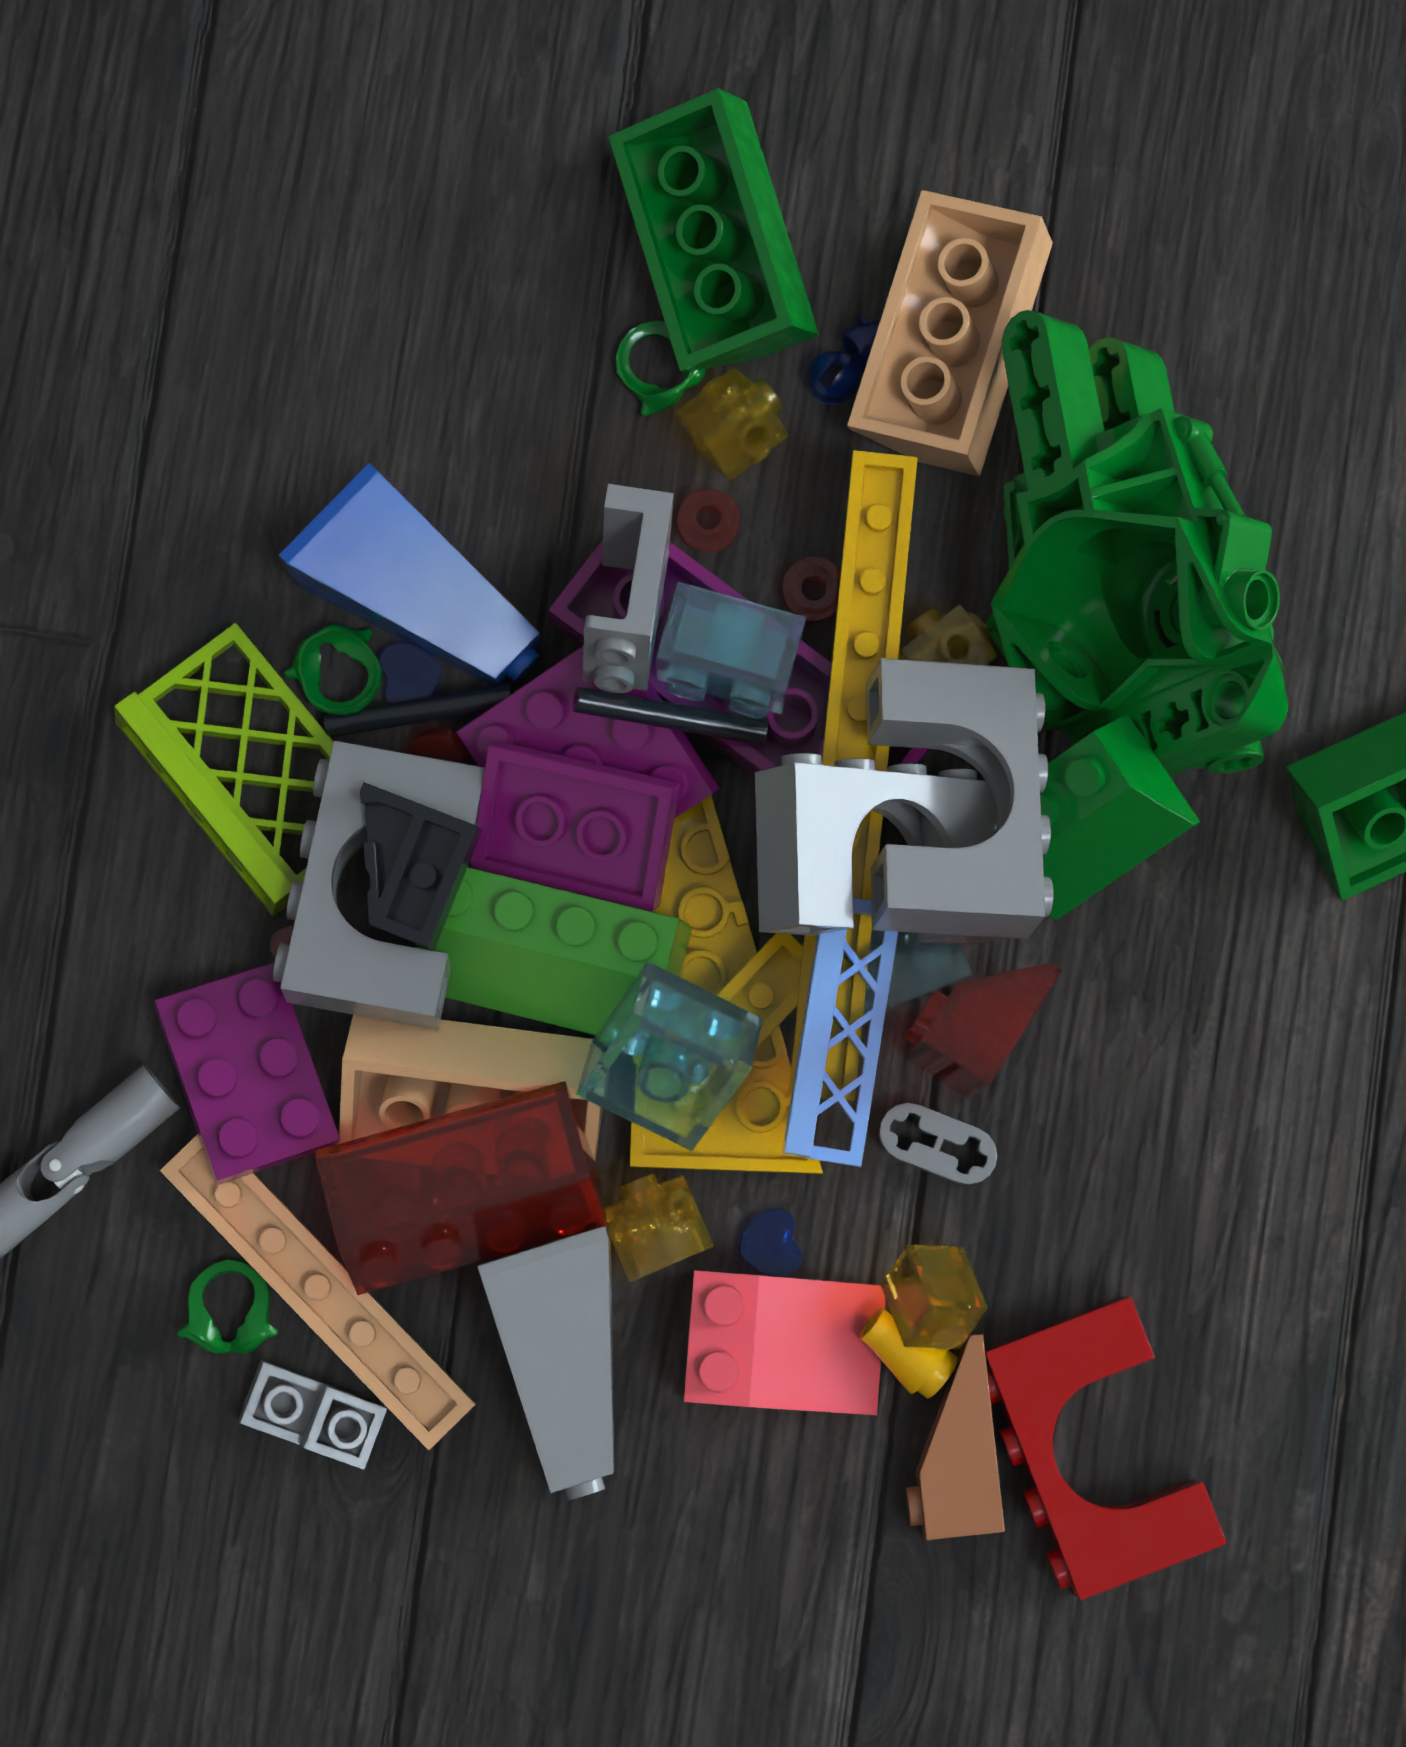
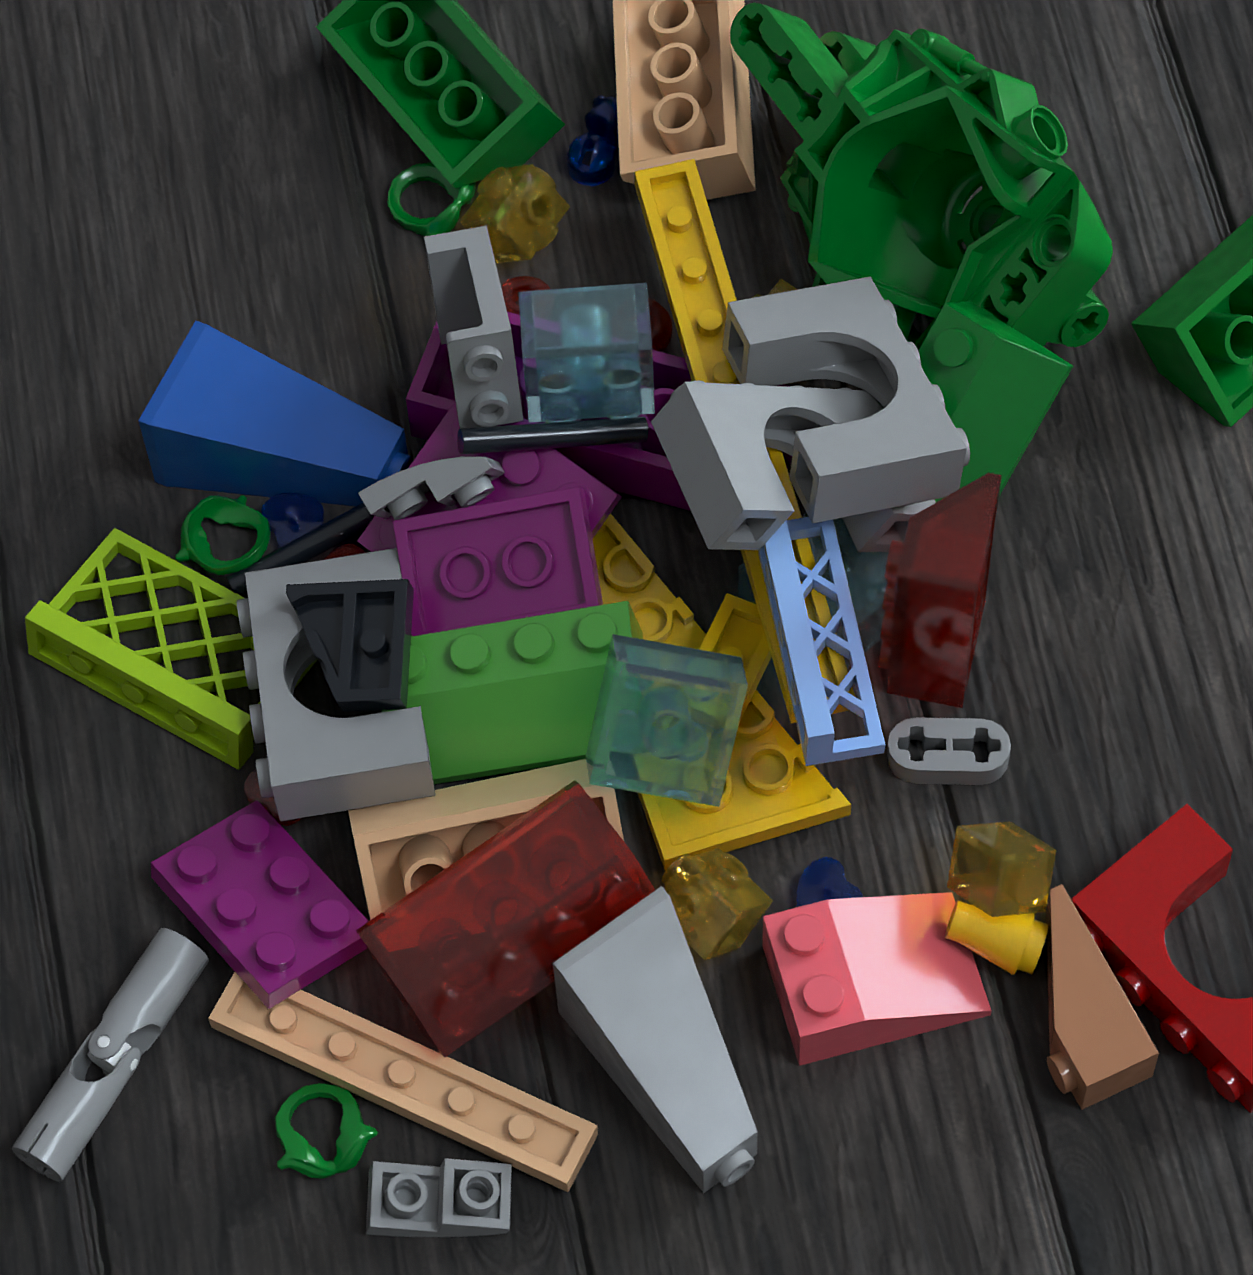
camera: 15 degrees left, 20 degrees down
(545, 723) = (450, 480): none -> light grey slope

